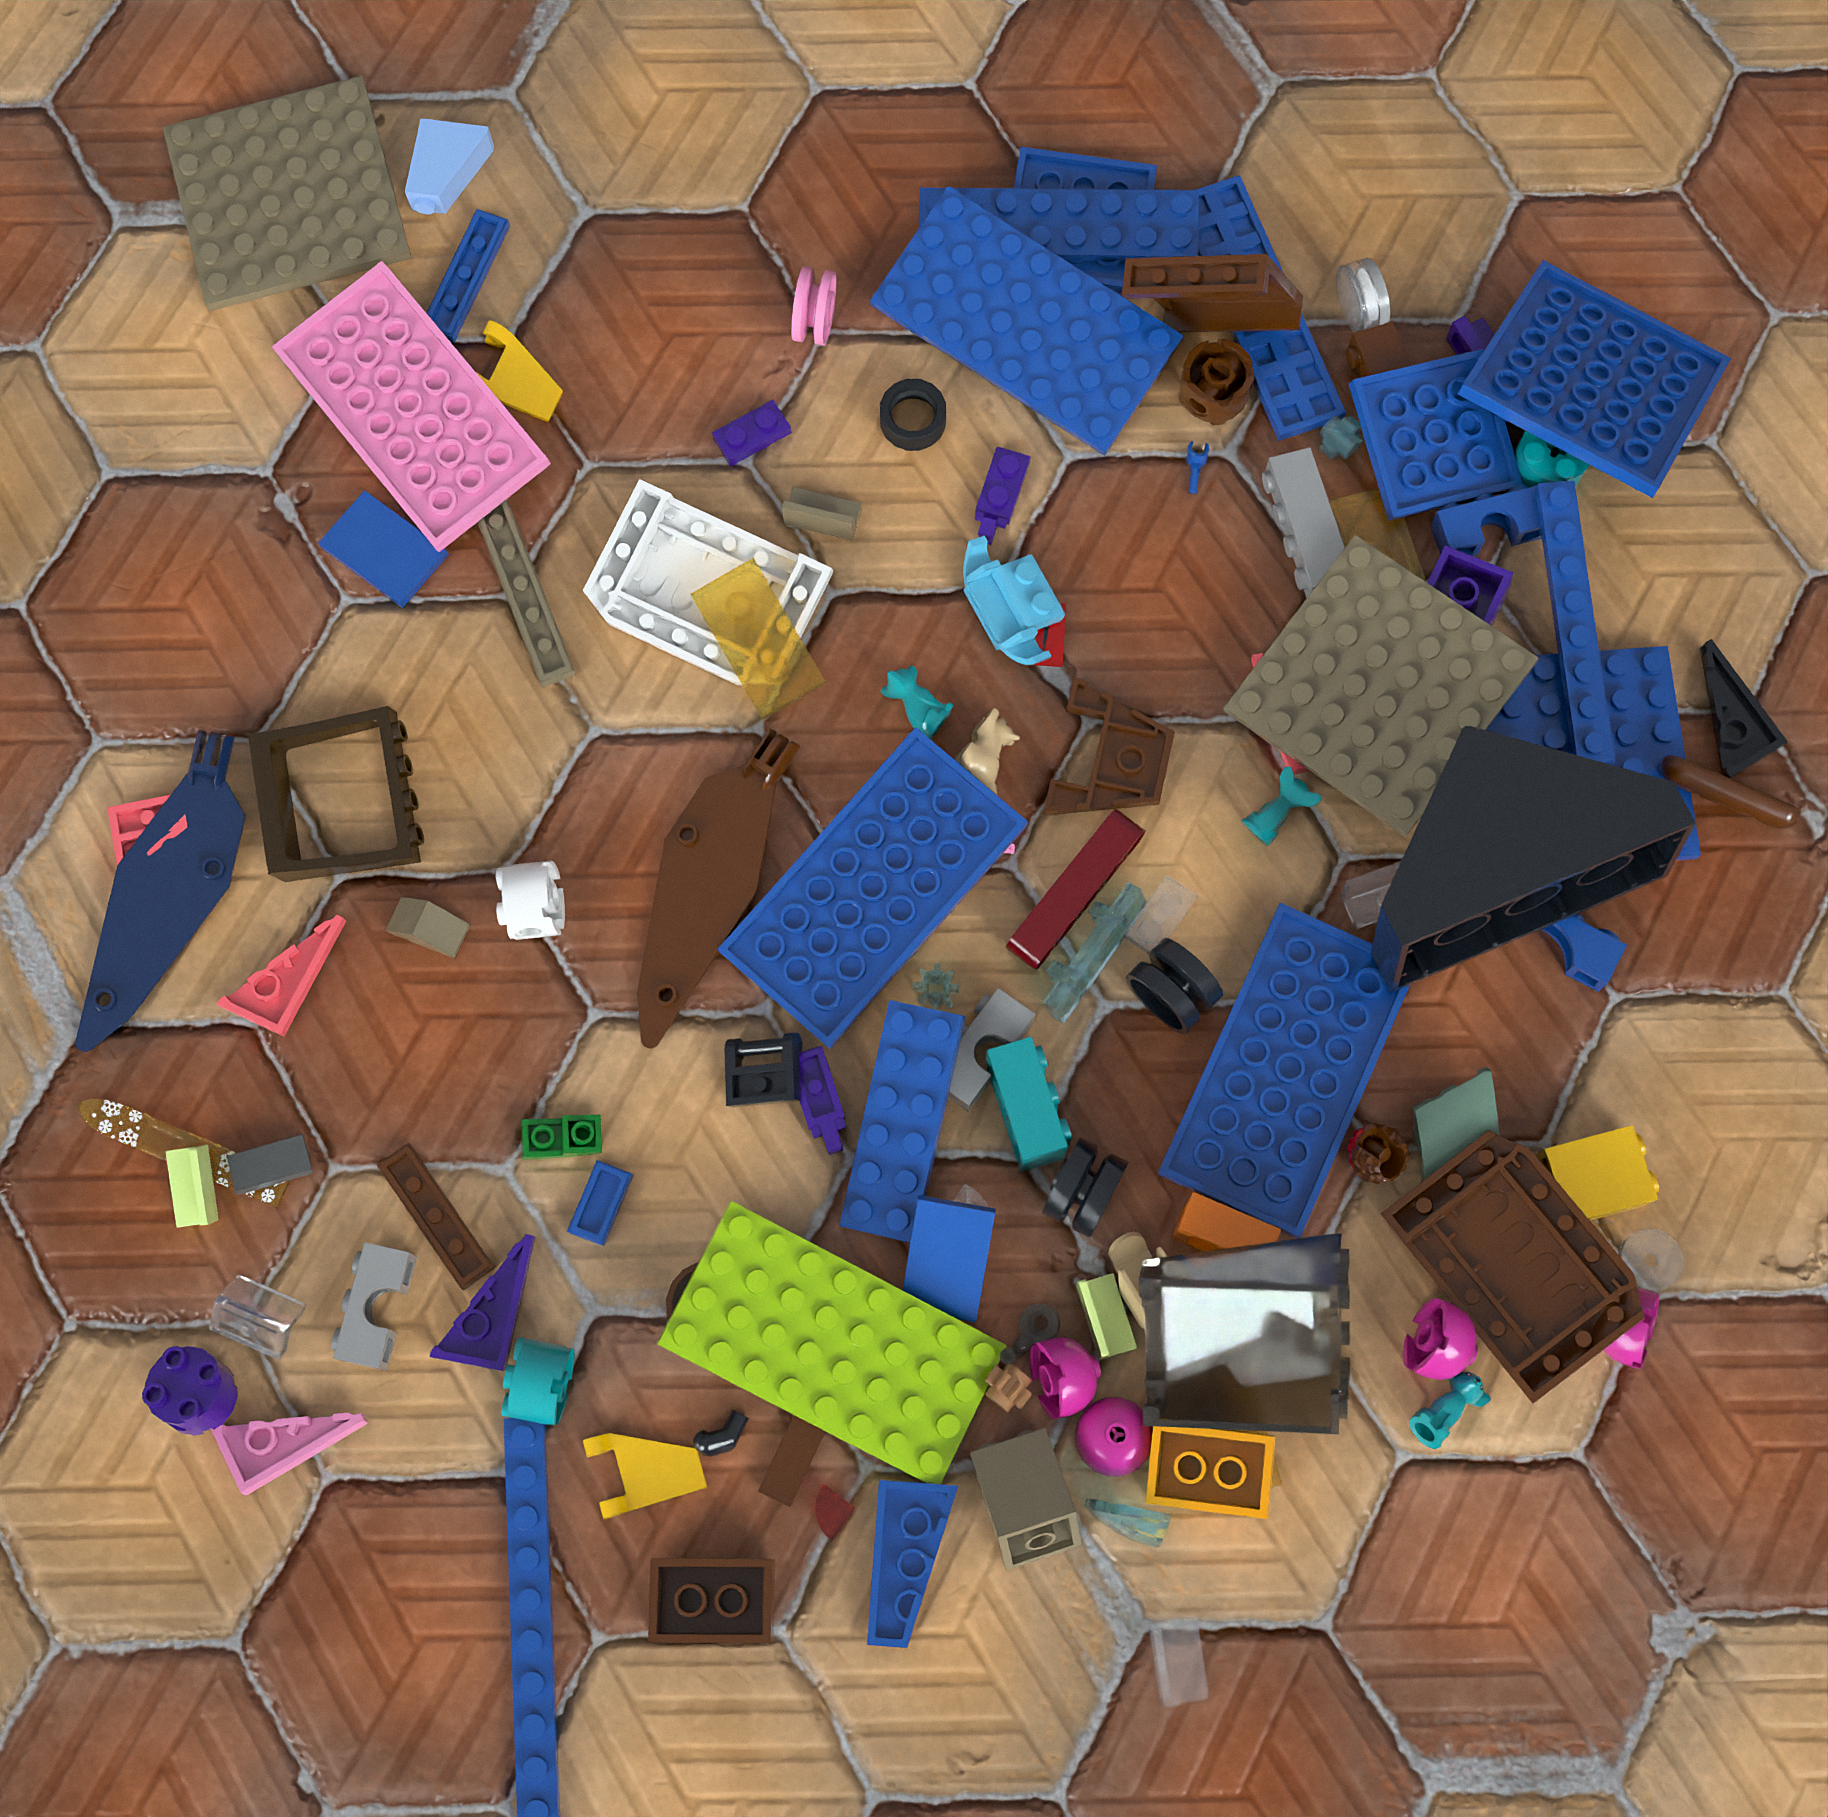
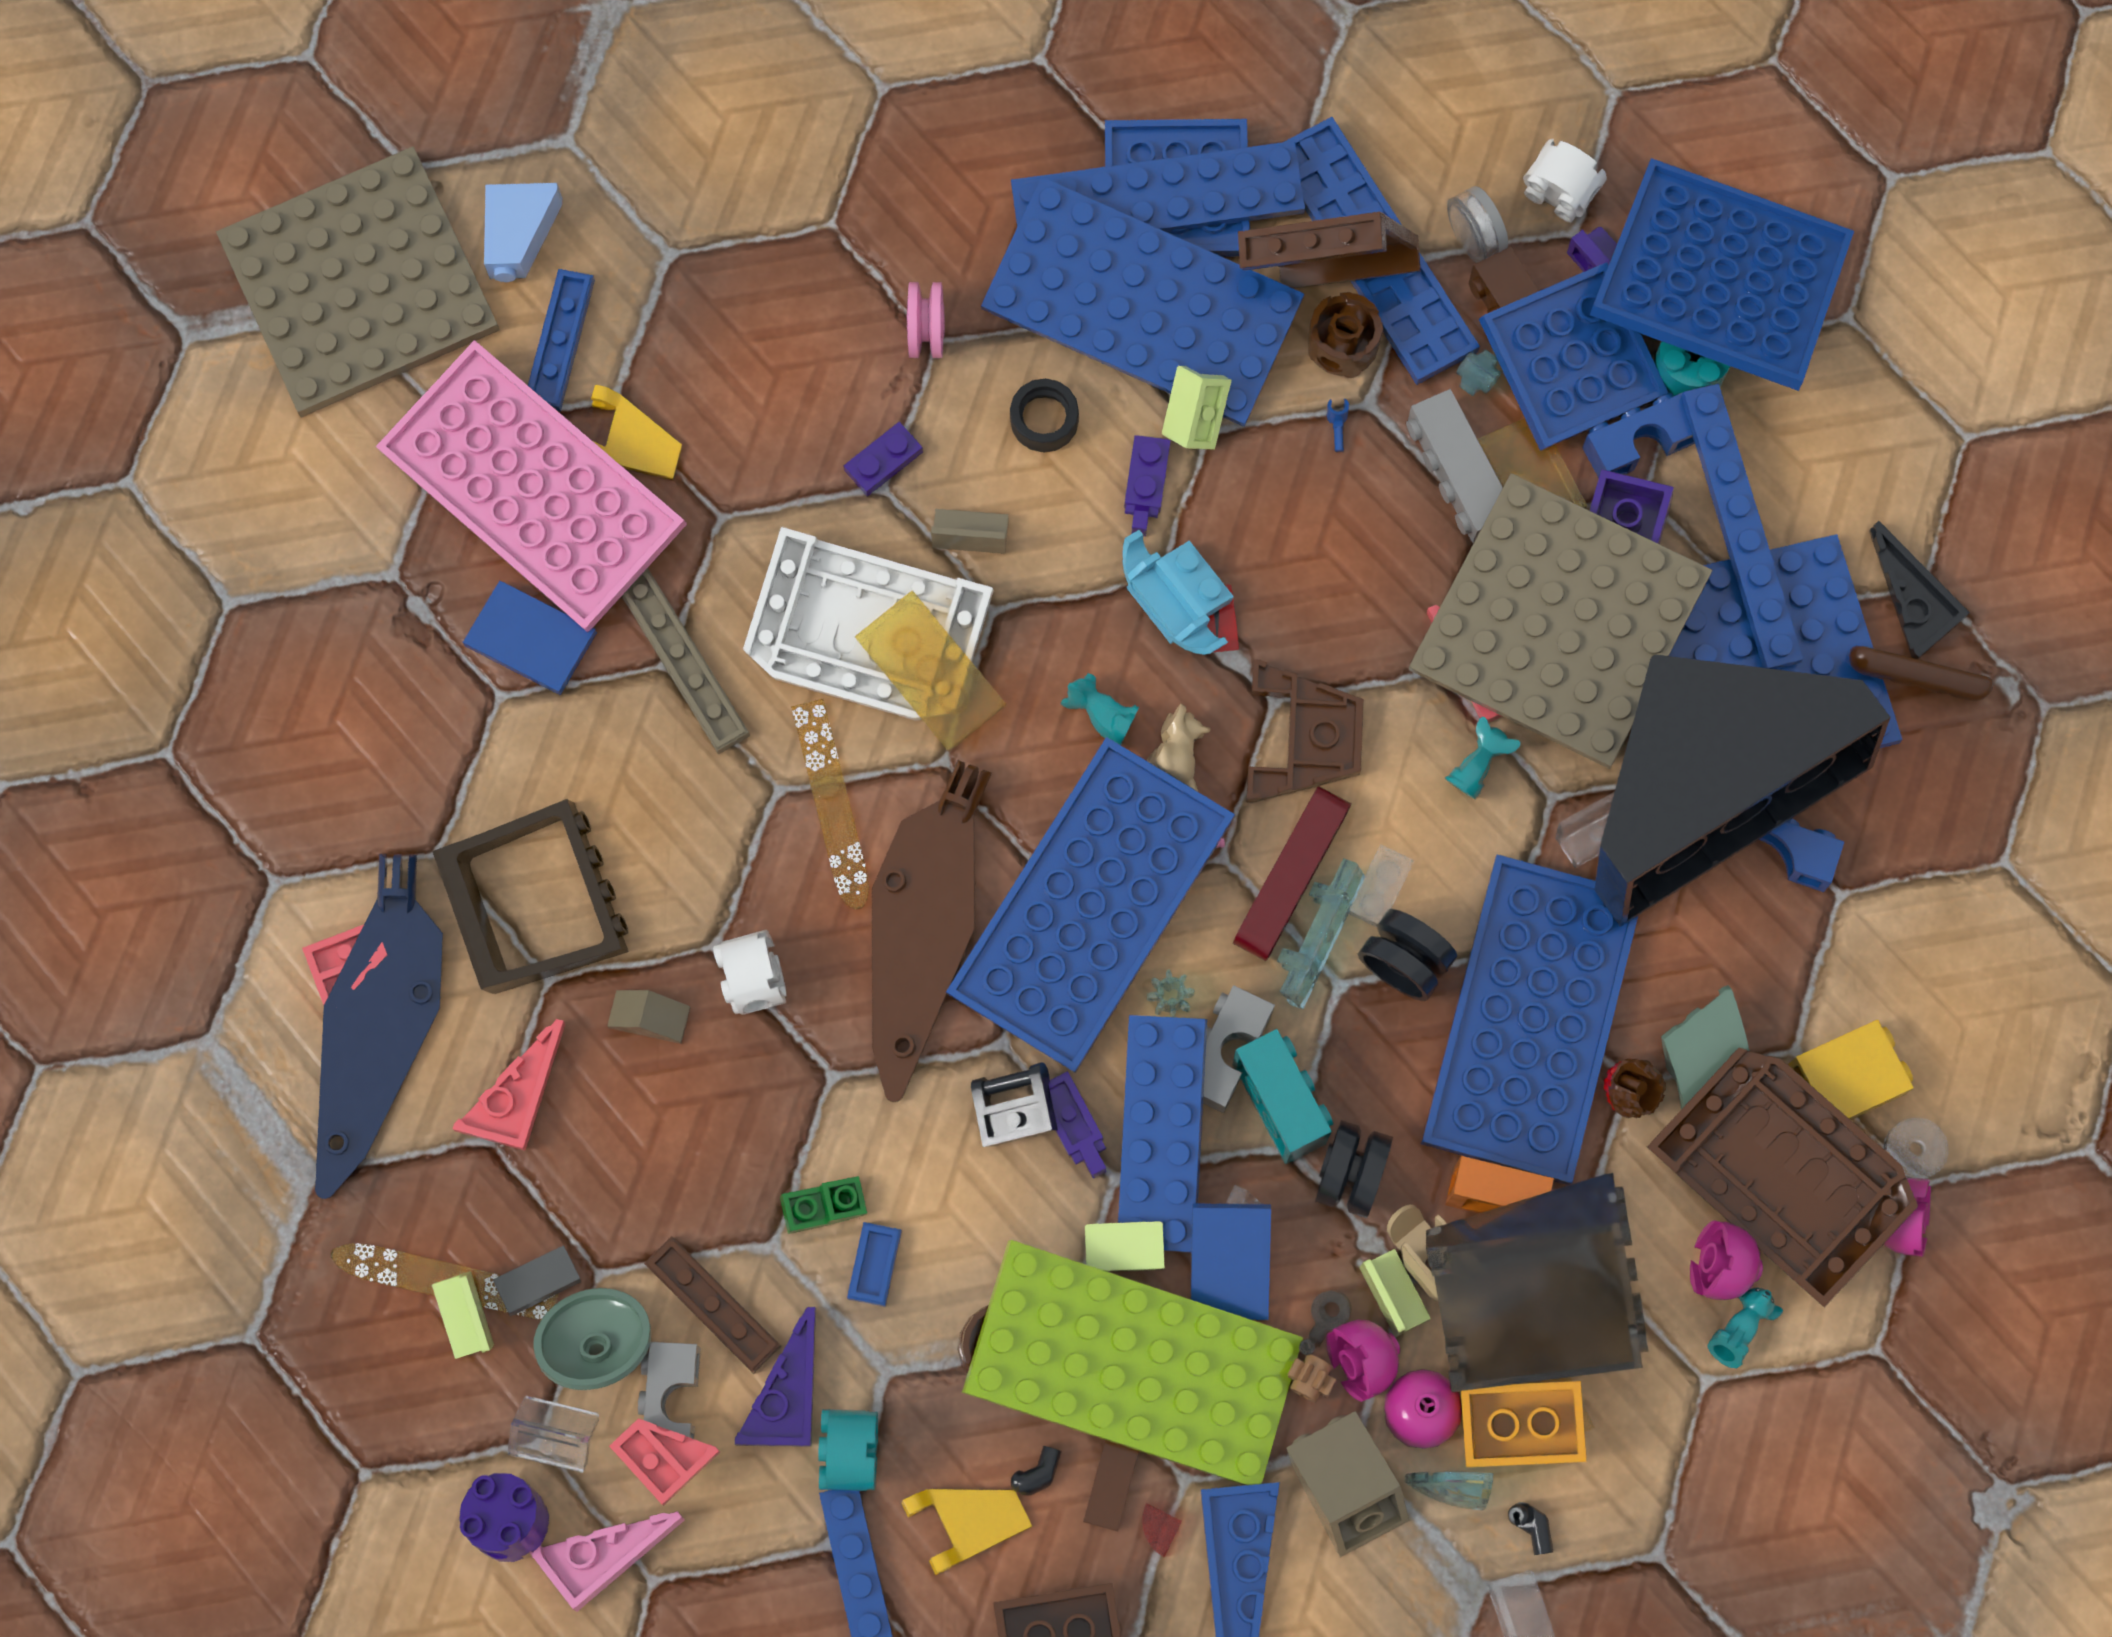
camera: 10 degrees left, 0 degrees up
(305, 1217) = (587, 1325): none -> sand green dish
(352, 1358) = (662, 1457): none -> coral wing
(642, 750) = (832, 802): none -> clear yellow piece
(846, 1226) = (1125, 1246): none -> yellowish green panel
(1060, 429) = (1196, 408): none -> yellowish green panel
(1206, 1570) = (1534, 1523): none -> black arm
(1454, 266) = (1563, 179): none -> white brick

